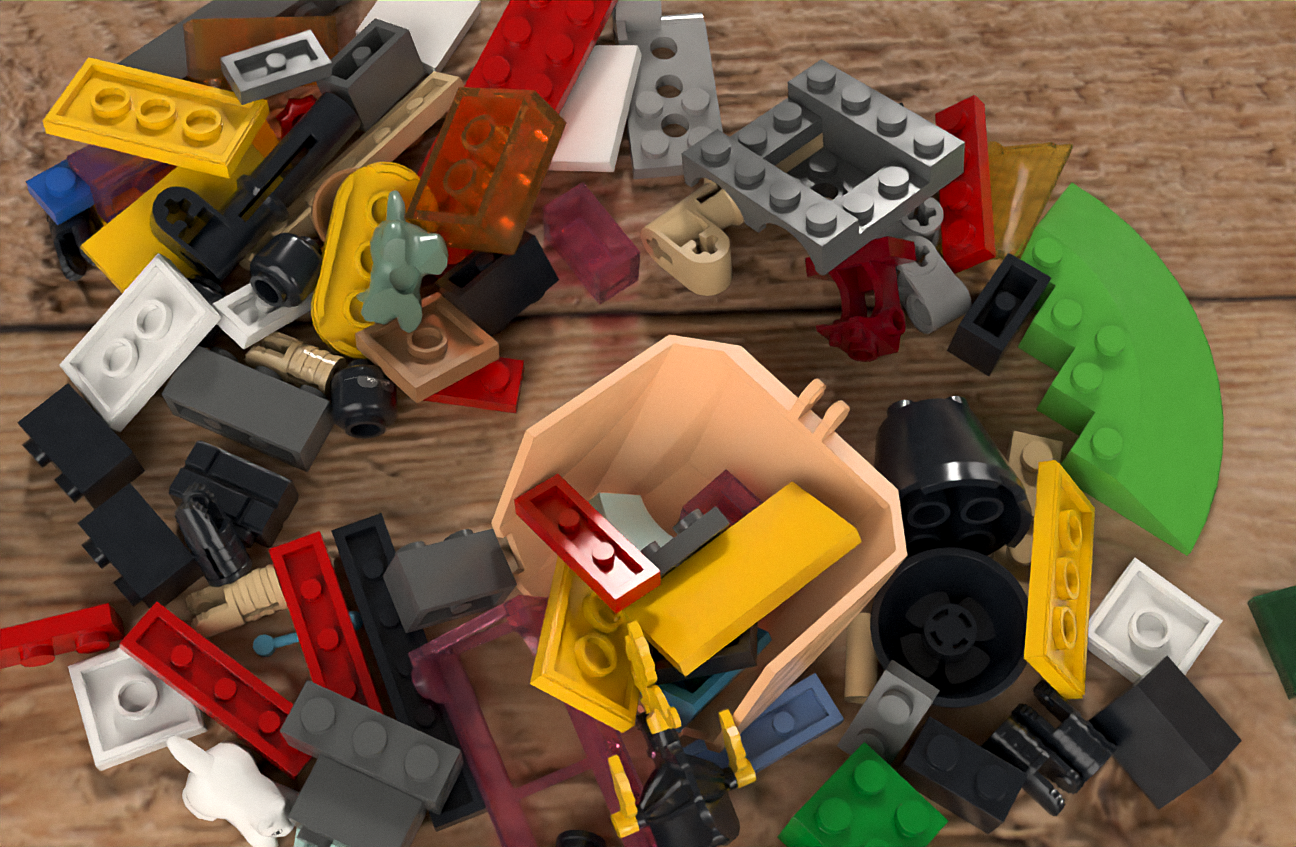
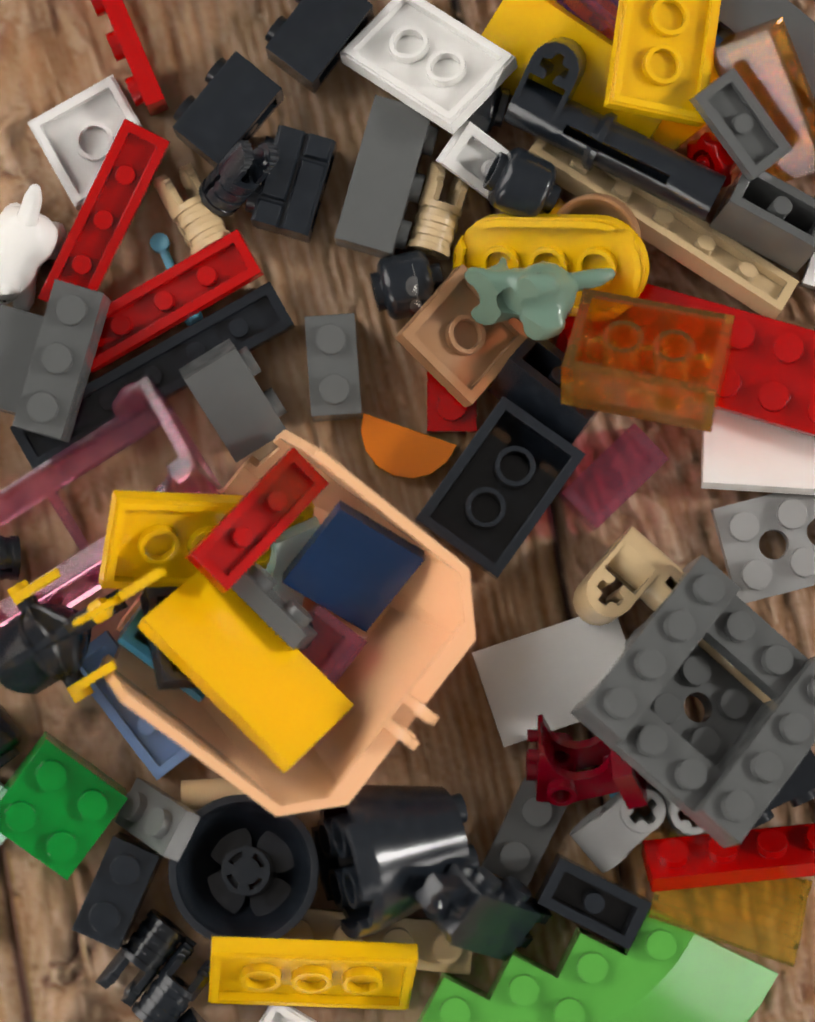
camera: 90 degrees right, 20 degrees up
(434, 479) = (333, 367): none -> dark grey brick
(534, 407) = (403, 450): none -> orange tile
(574, 325) = (499, 487): none -> black brick
(646, 468) = (353, 566): none -> dark blue tile
(774, 317) = (546, 674): none -> white tile
(923, 373) = (523, 835): none -> dark grey plate
(1006, 401) = (481, 910): none -> black hinge

